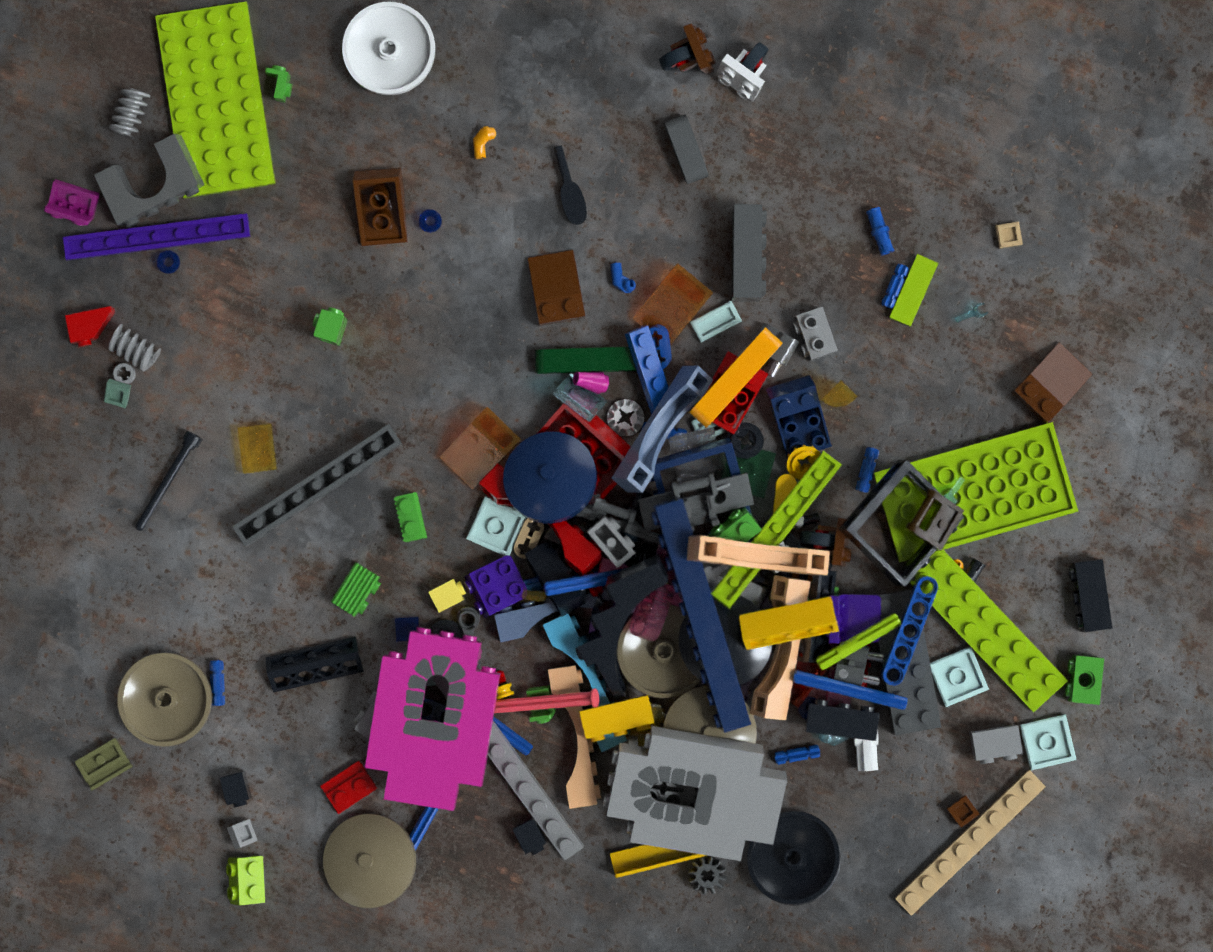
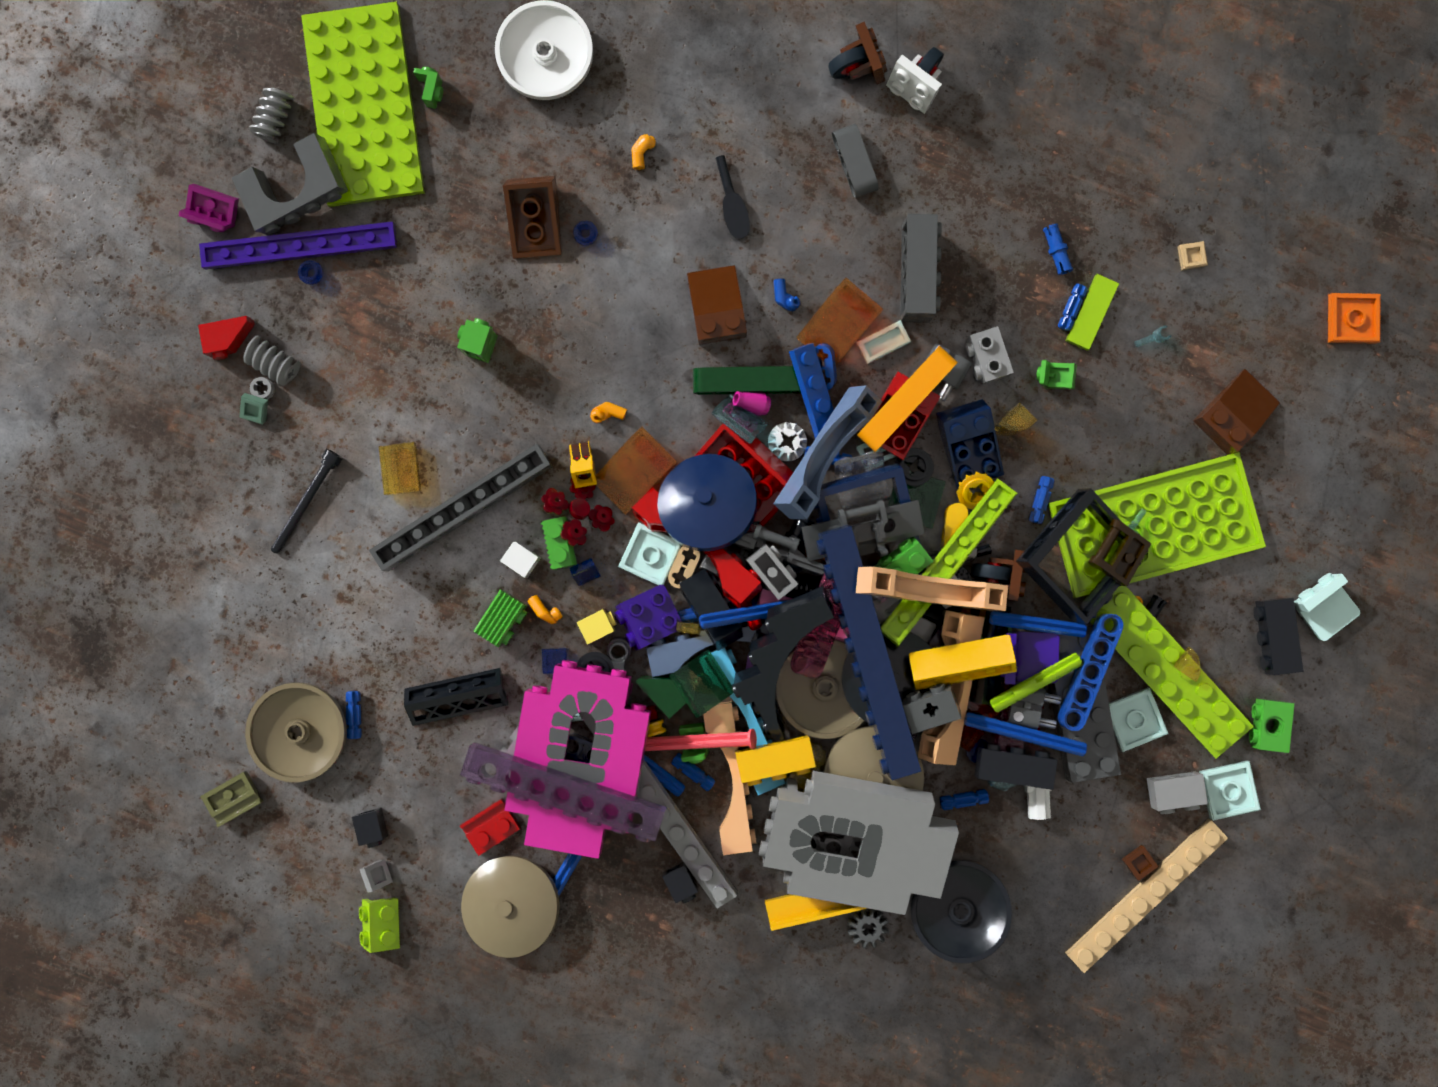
camera: 10 degrees right, 0 degrees up
(342, 716) = (475, 773): none -> clear purple brick
(373, 533) = (520, 559): none -> white panel
(393, 581) = (542, 612): none -> light orange arm
(428, 484) = (579, 509): none -> dark red plant
(431, 442) = (582, 463): none -> yellow leg
(435, 544) = (585, 572): none -> clear blue tile
(452, 390) = (607, 410): none -> light orange arm
(514, 656) = (662, 693): none -> dark green slope
(540, 732) = (693, 772): none -> blue axle
(547, 647) = (702, 683): none -> clear green tile
(752, 675) = (922, 717): none -> dark grey brick
(860, 587) = (1037, 624): none -> blue axle
(879, 351) = (1057, 375): none -> bright green bracket
(1004, 623) = (1189, 664): none -> clear yellow tile
(1137, 567) = (1327, 606): none -> light aqua bracket
(1162, 292) = (1354, 318): none -> orange tile

